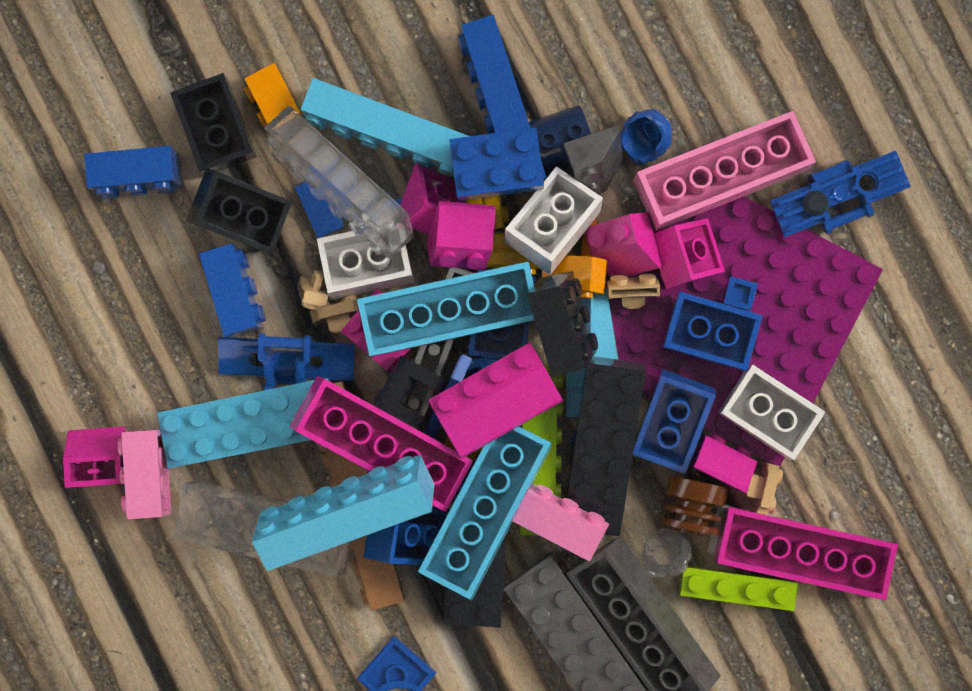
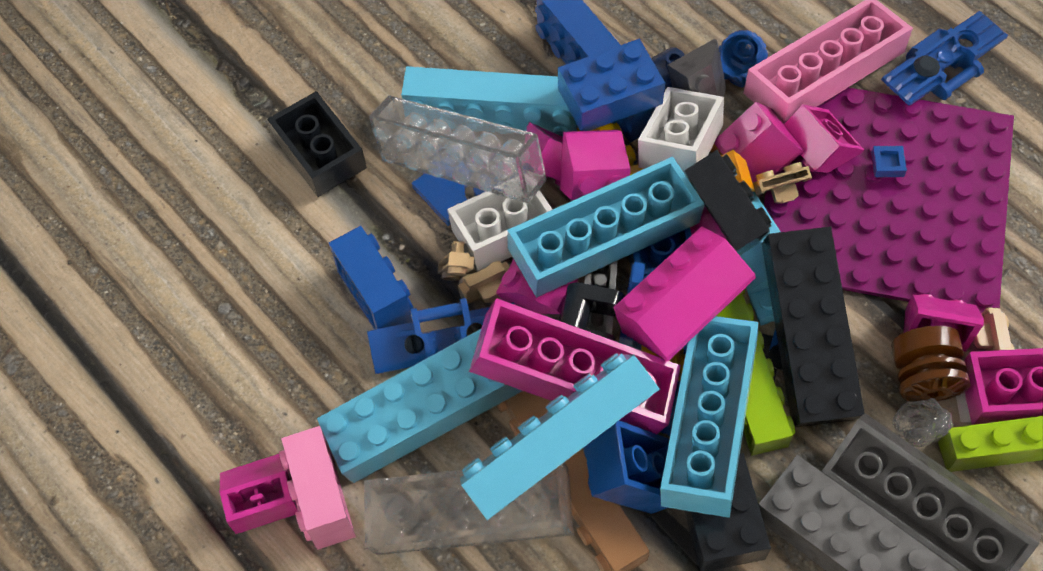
camera: 15 degrees left, 25 degrees down
(133, 171) = (243, 198): blue brick -> none
(239, 210) = (358, 197): black brick -> none
(270, 93) = (358, 104): light orange brick -> none
(561, 521) = (799, 405): bright pink brick -> none
(674, 421) = (876, 285): blue brick -> none
(711, 331) = (877, 195): blue brick -> none
(771, 412) = (970, 253): white brick -> none

